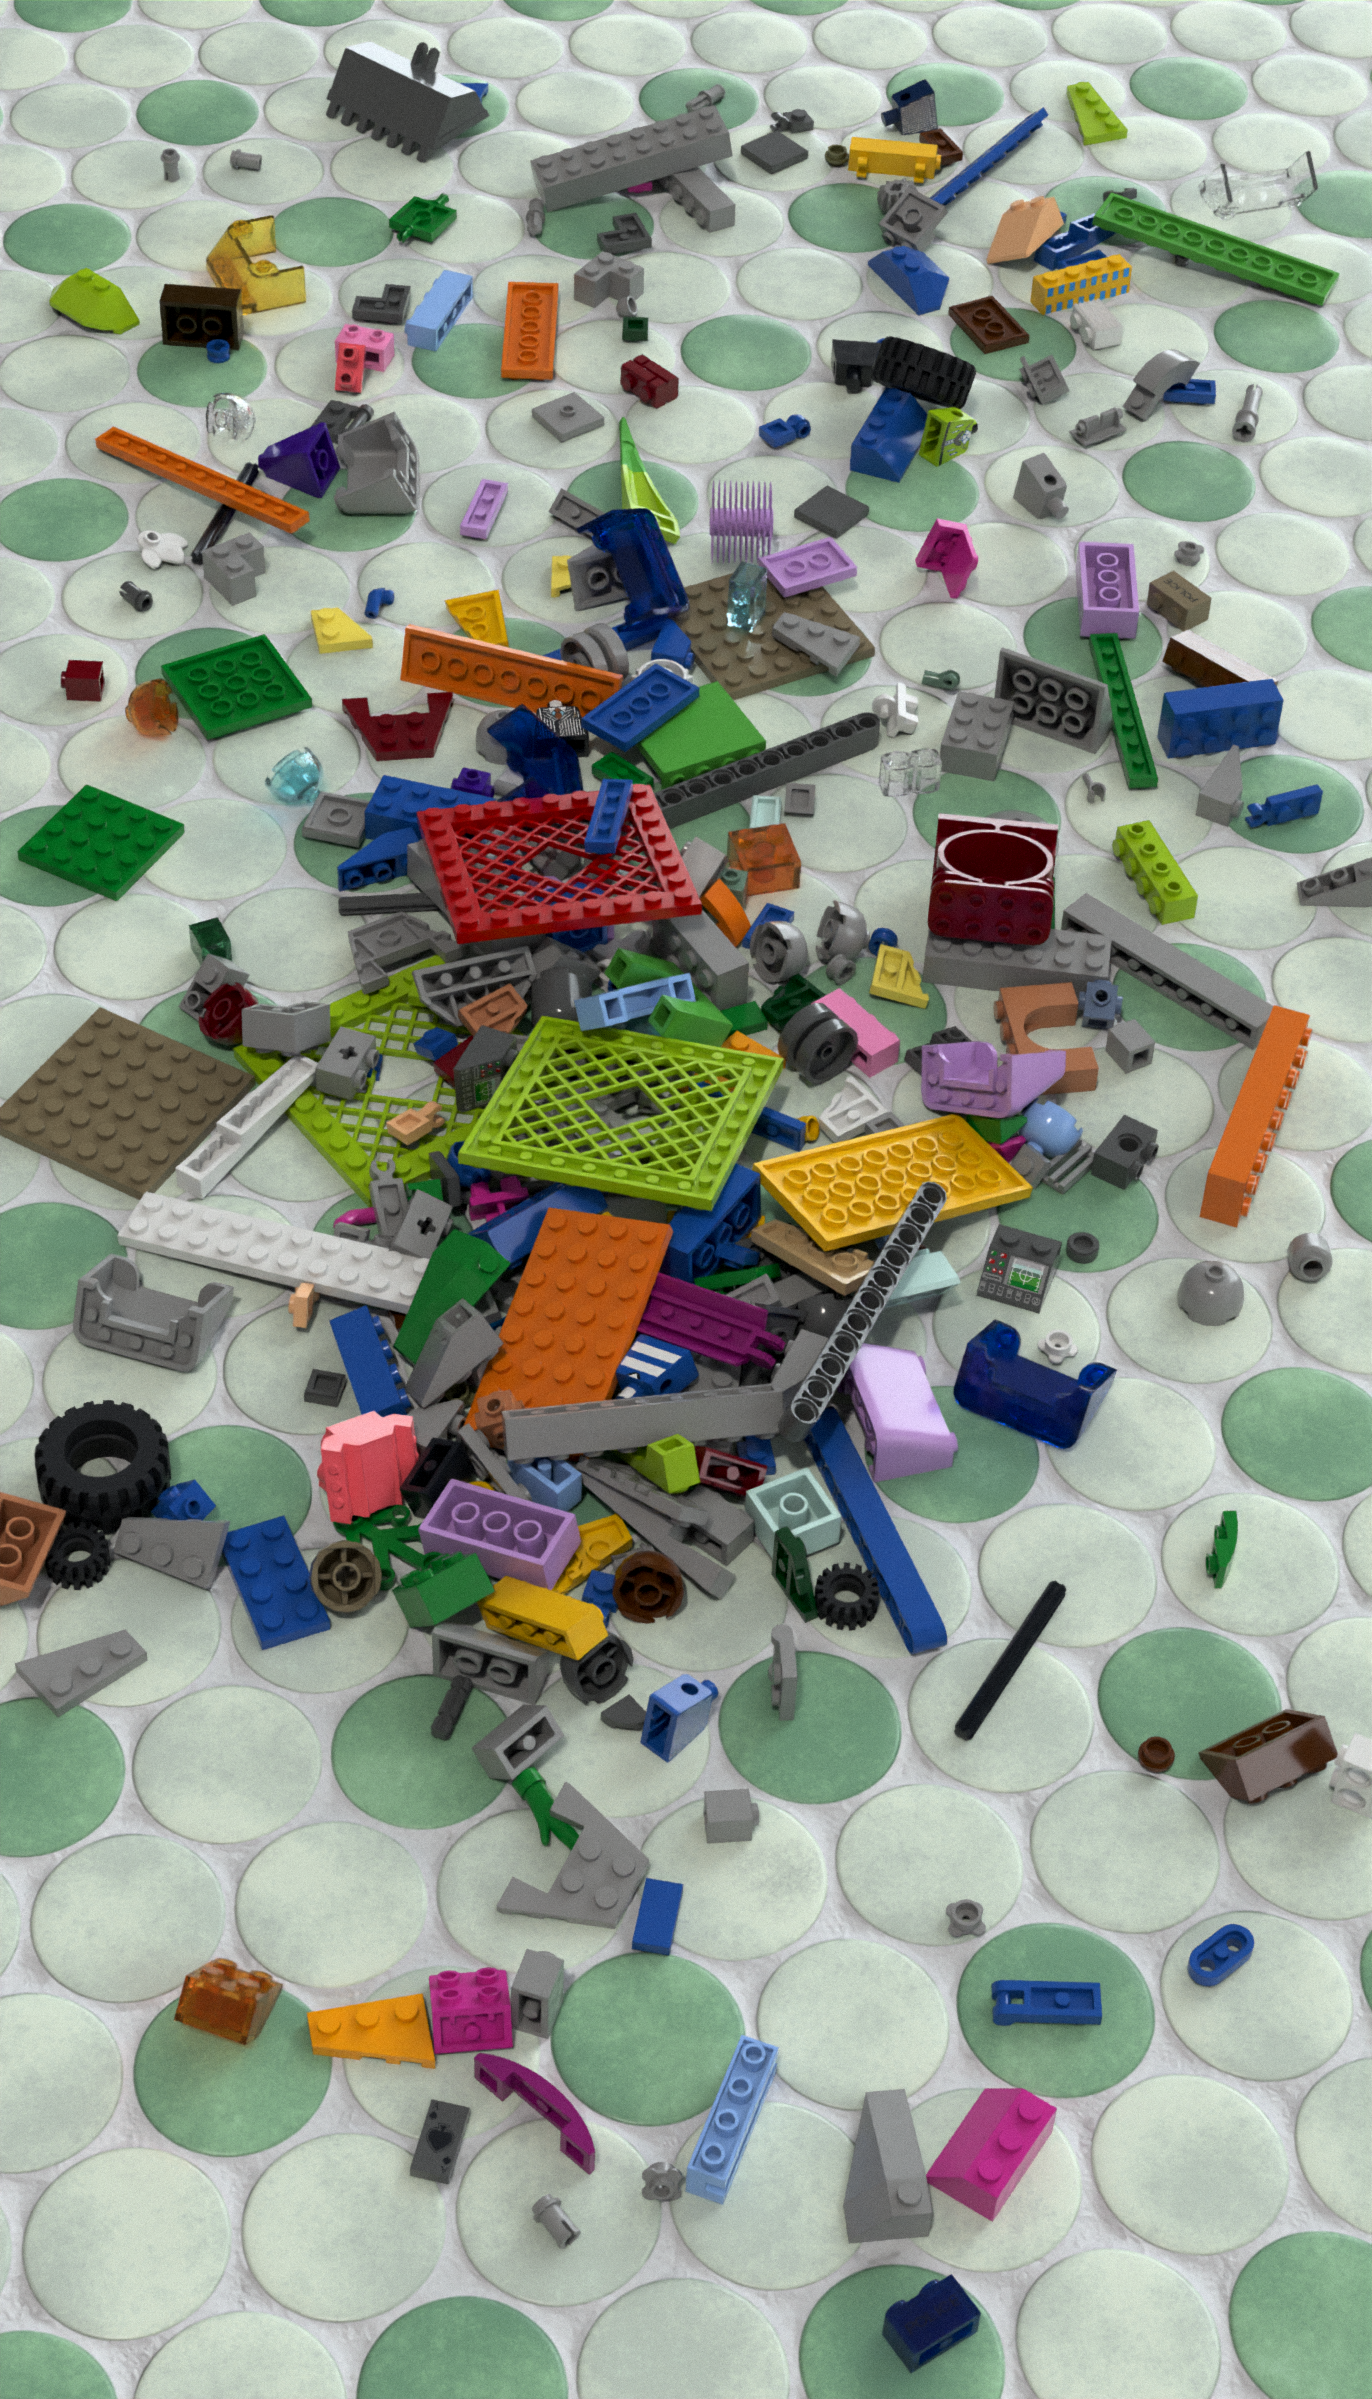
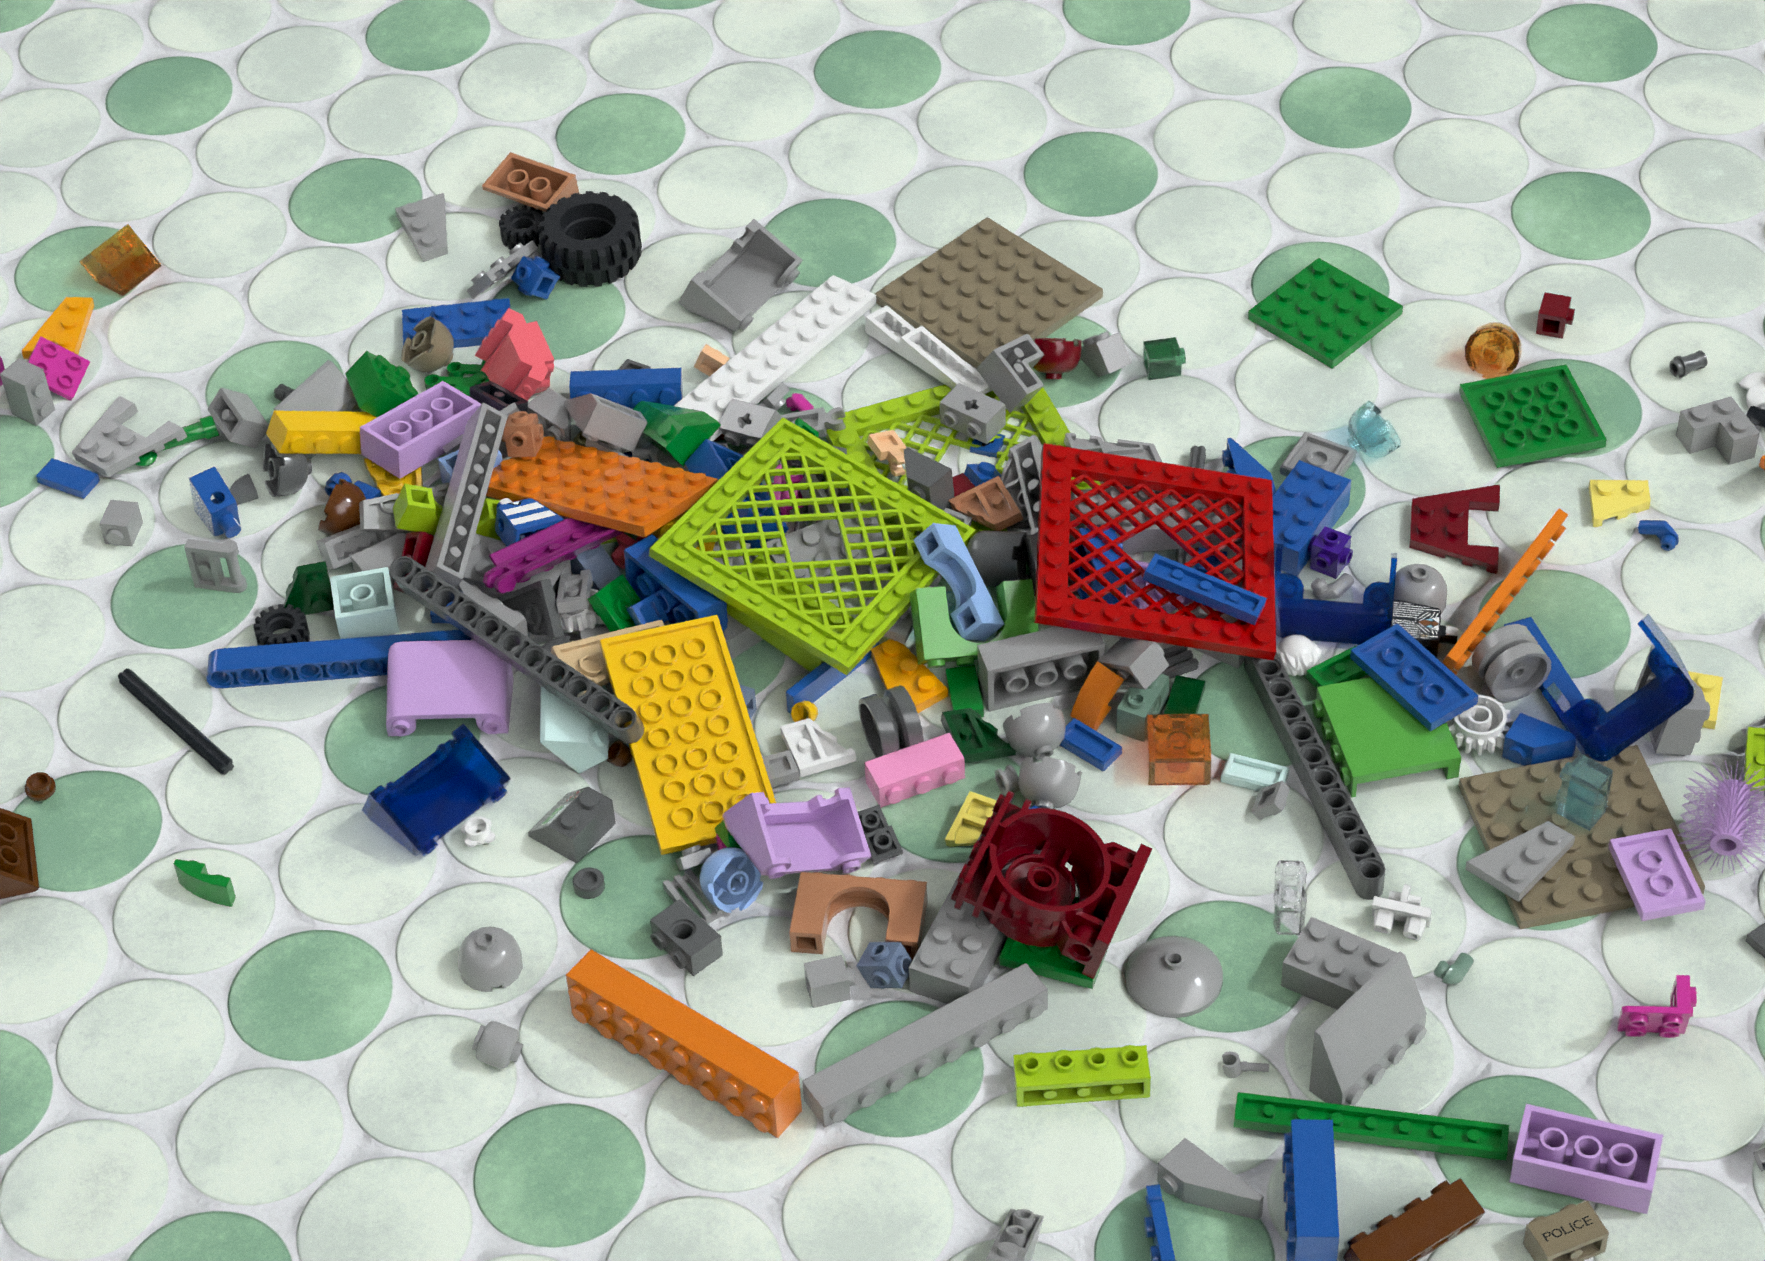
camera: 110 degrees right, 0 degrees up
(480, 617) = (1611, 607): yellow wing -> none

